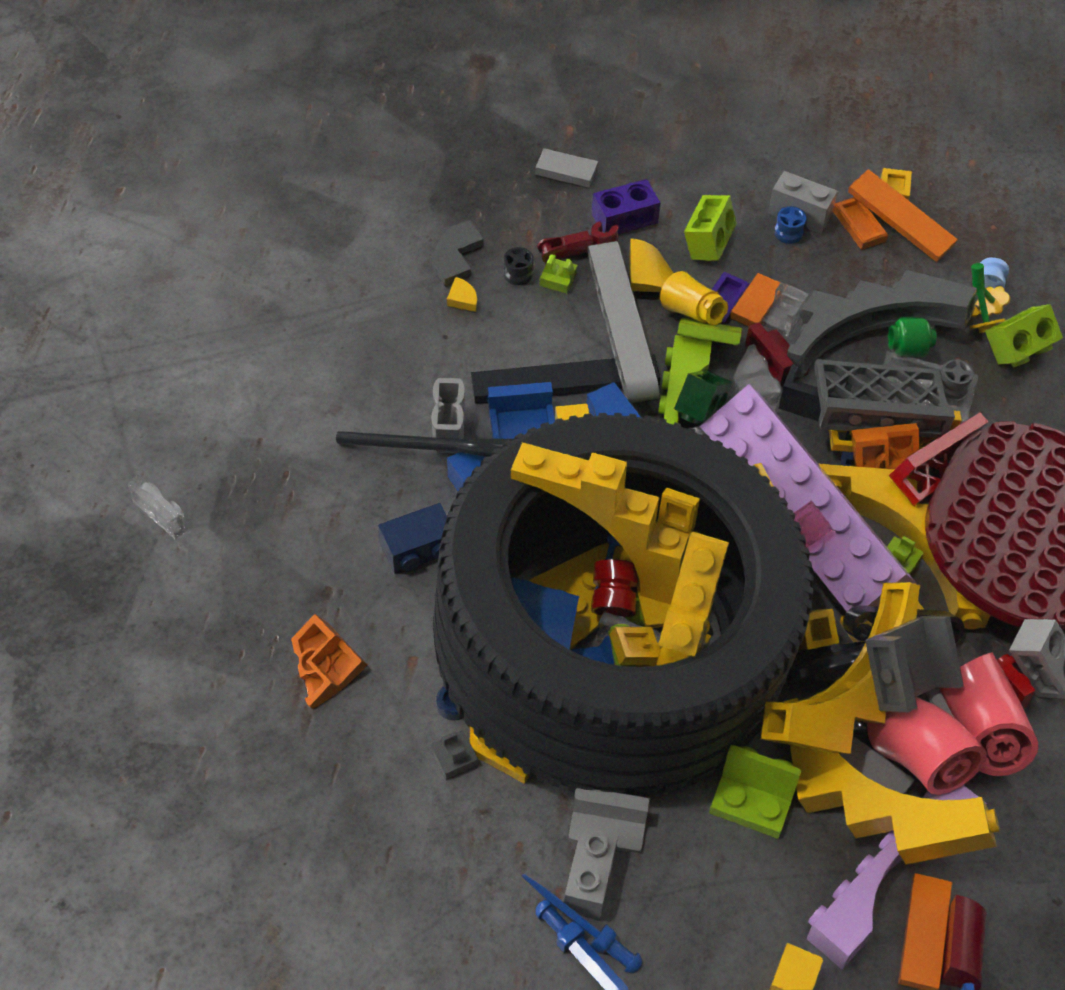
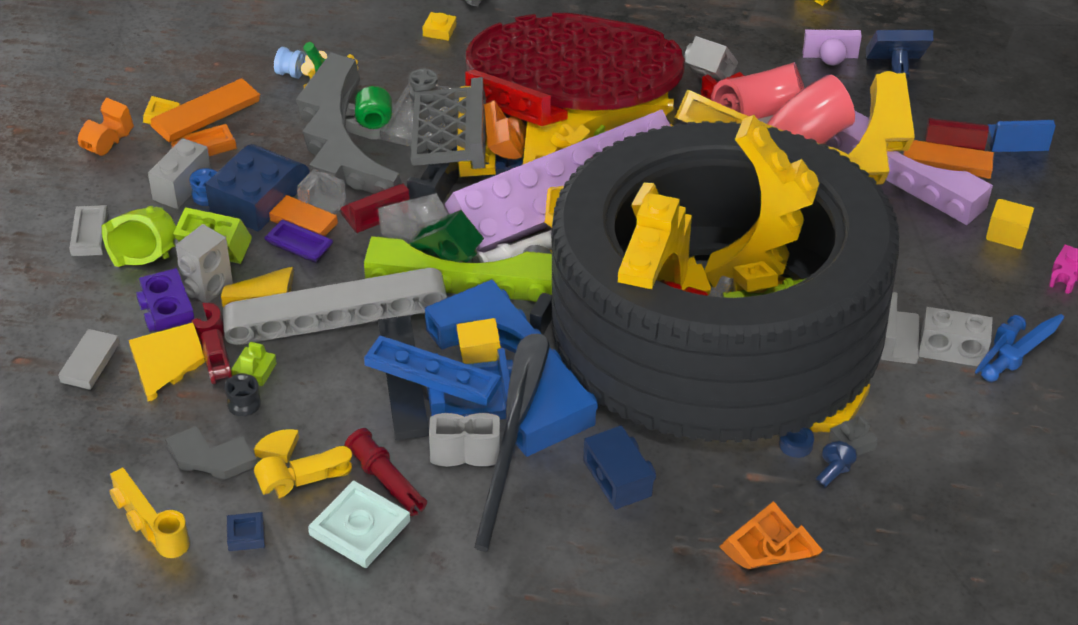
camera: 90 degrees left, 10 degrees down
(367, 350) = (359, 524): none -> light aqua plate
(370, 280) = (245, 531): none -> dark blue tile
(385, 212) = (164, 530): none -> yellow plate
(419, 729) = (840, 458): none -> dark blue plate
(422, 296) = (274, 474): none -> yellow piece
(434, 360) = (376, 462): none -> dark red pin
(524, 385) = (433, 370): none -> blue tile
(561, 211) = (166, 357): none -> yellow slope
(665, 219) = (204, 263): none -> light grey brick
(689, 297) = (317, 247): yellow plant -> none
(705, 331) = (355, 241): lime tile -> none
(710, 176) = (139, 236): none -> lime helmet
(728, 153) = (87, 230): none -> light grey tile
(795, 256) = (253, 185): none -> dark blue brick
(855, 144) = (115, 125): none -> orange leg
(872, 509) = (569, 136): none -> yellow tile
(913, 661) = (762, 103): dark grey panel -> none
(1030, 331) = (367, 46): lime brick -> none

